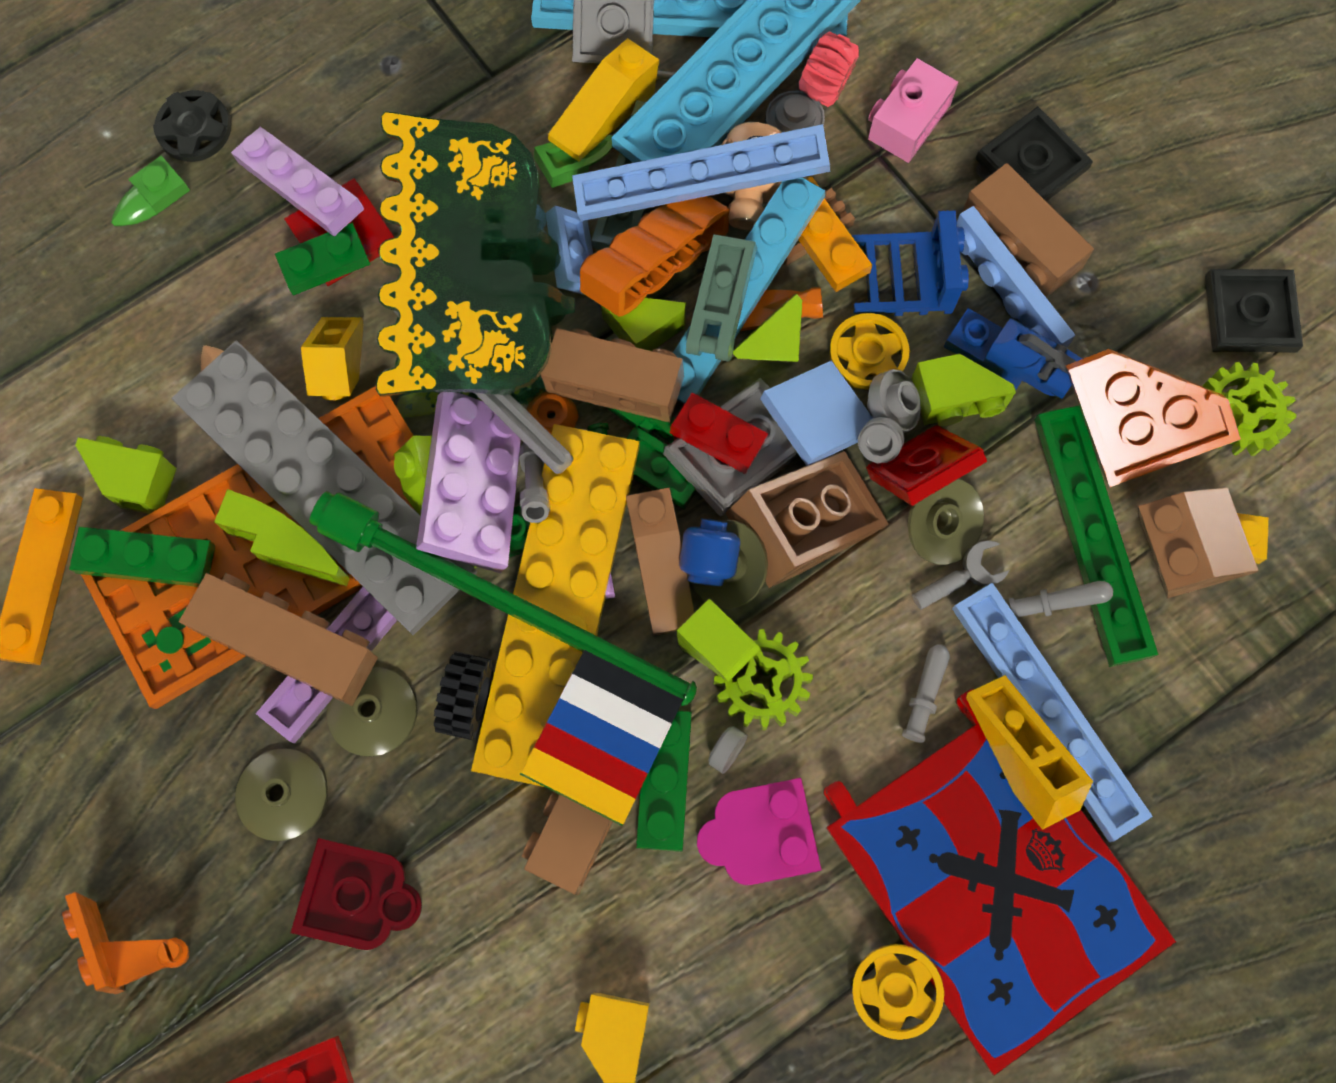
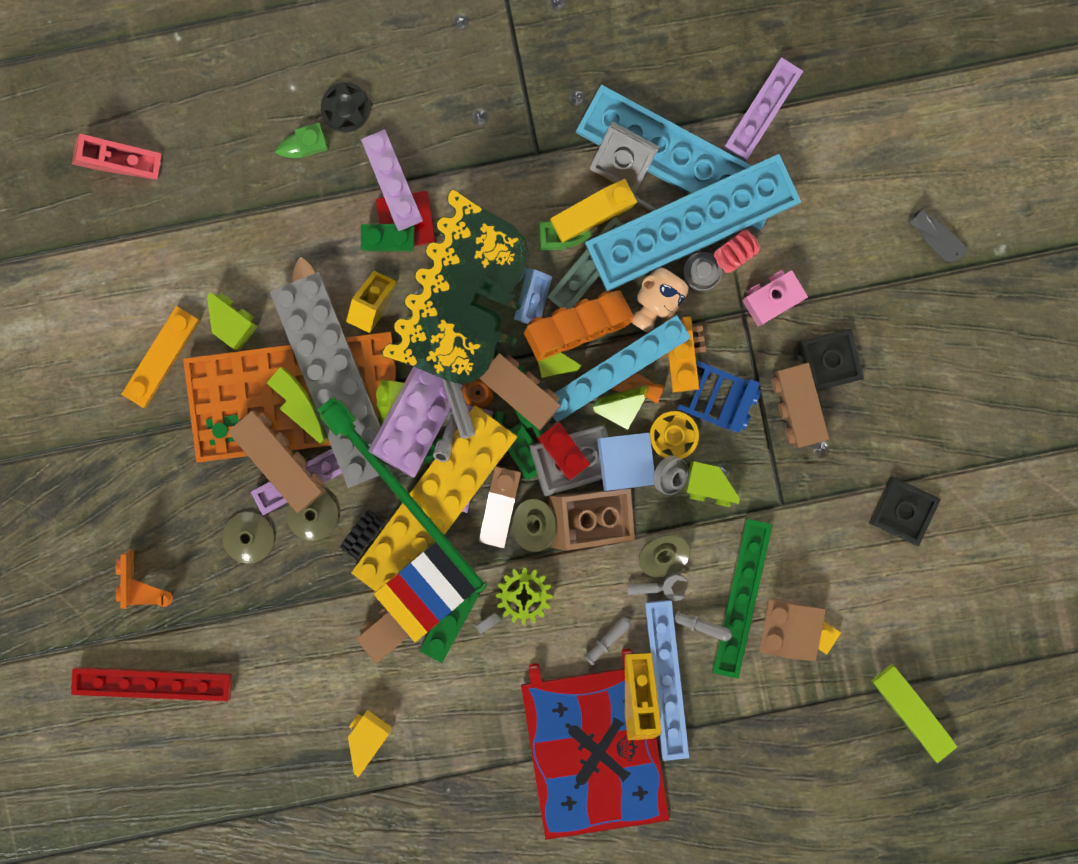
camera: 25 degrees right, 15 degrees up
(141, 556) = (221, 378): green plate -> none
(355, 897) = (266, 609): dark red plate -> none
(701, 173) = (624, 295): light blue plate -> none
(709, 553) = (526, 518): blue head -> none
(716, 641) = (507, 569): lime slope -> none
(721, 296) = (601, 375): sand green plate -> none
(761, 834) = (486, 672): dark pink plate -> none
(881, 440) = (651, 495): light grey tile -> none
(898, 991) = (517, 780): yellow wheel -> none
(927, 465) = (668, 521): red tile -> none
(1003, 272) = (775, 445): light blue plate -> none
(1013, 353) = (752, 477): blue plate -> none
(1146, 415) = (801, 552): plate -> none
(1253, 405) = (870, 560): lime gear -> none

